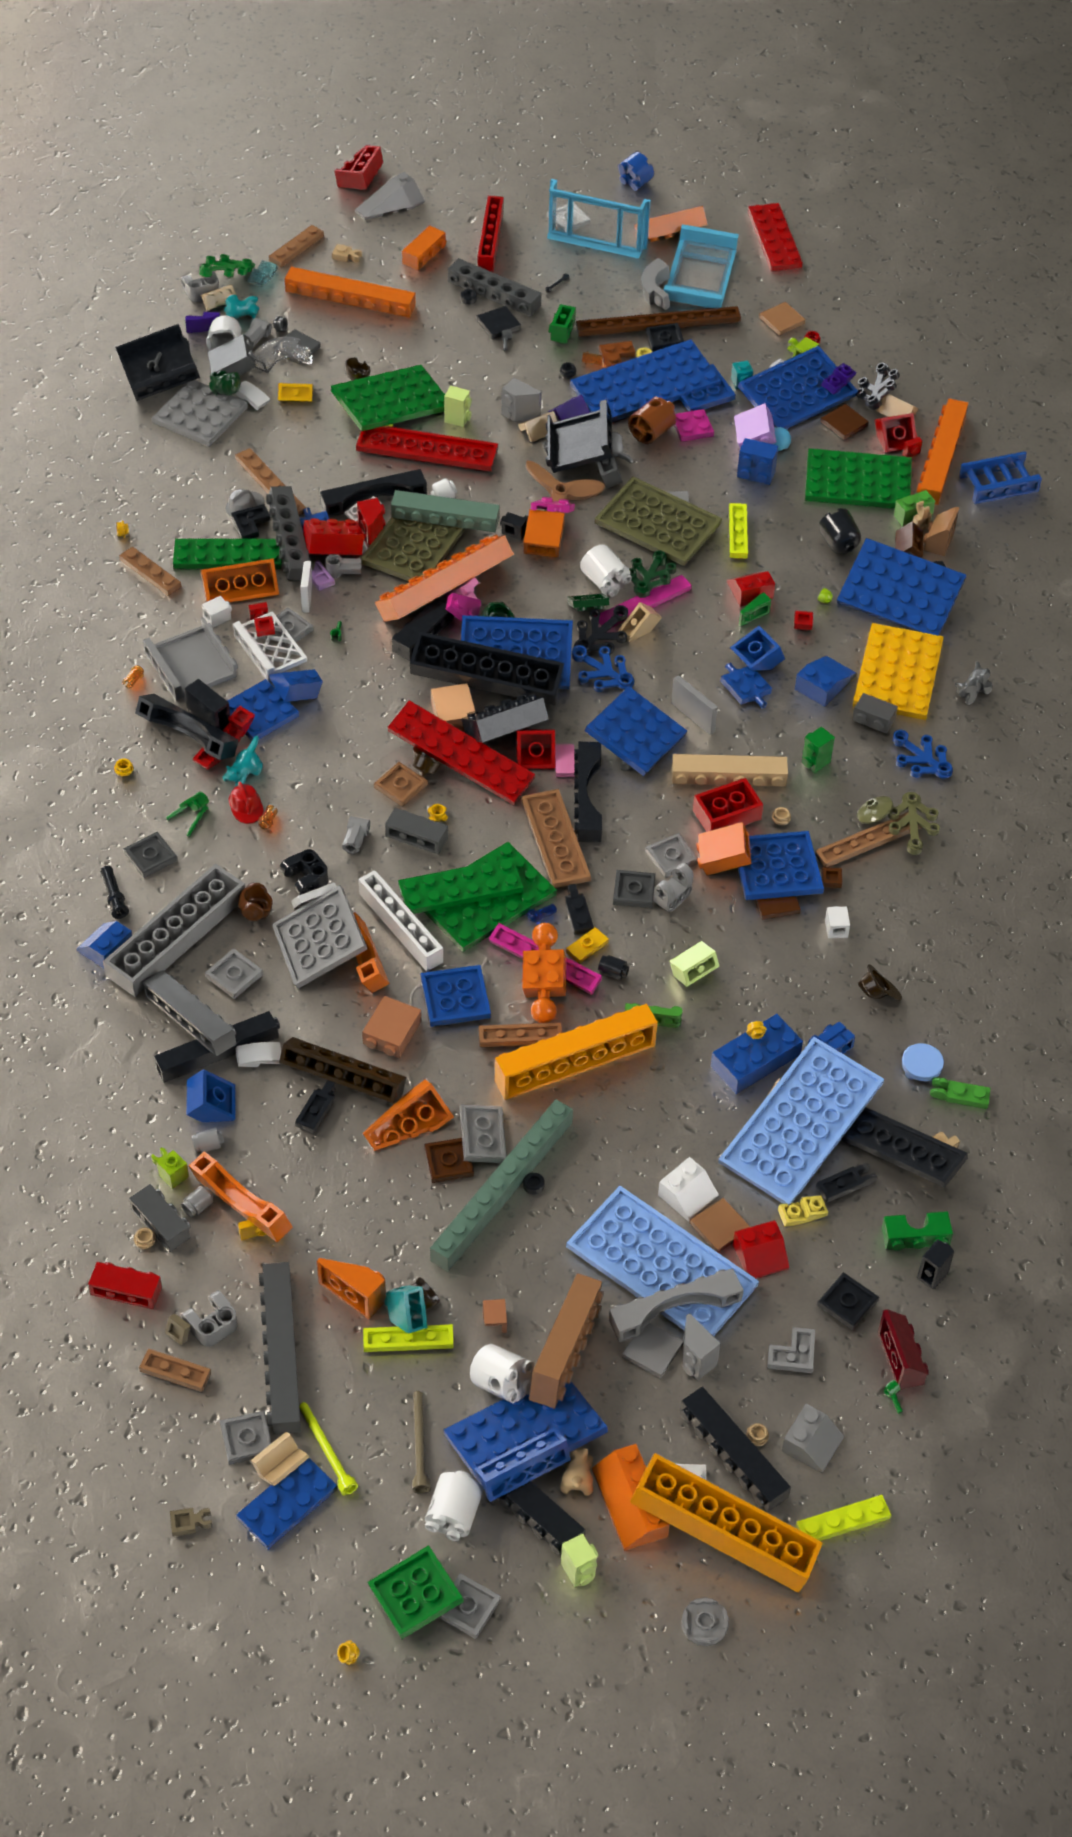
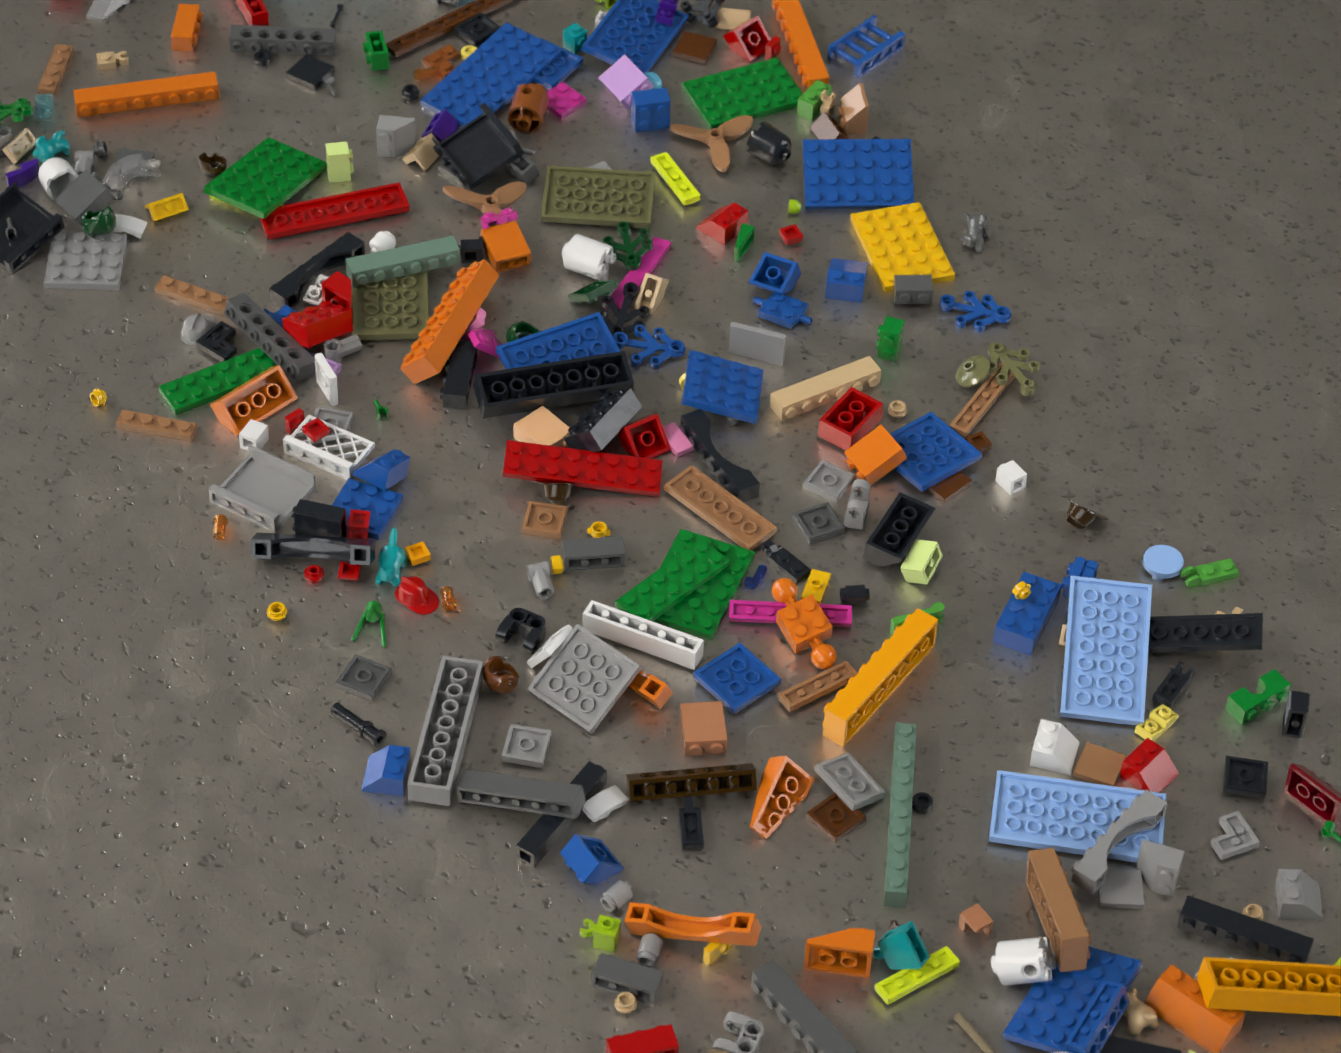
camera: 30 degrees left, 5 degrees down
(177, 748) = (314, 574): none -> red plate
(272, 767) = (417, 553): none -> light orange plate
(378, 827) = (557, 564): none -> yellow tile
(691, 924) = (897, 530): none -> black slope
(803, 508) = (717, 138): none -> medium nougat piece

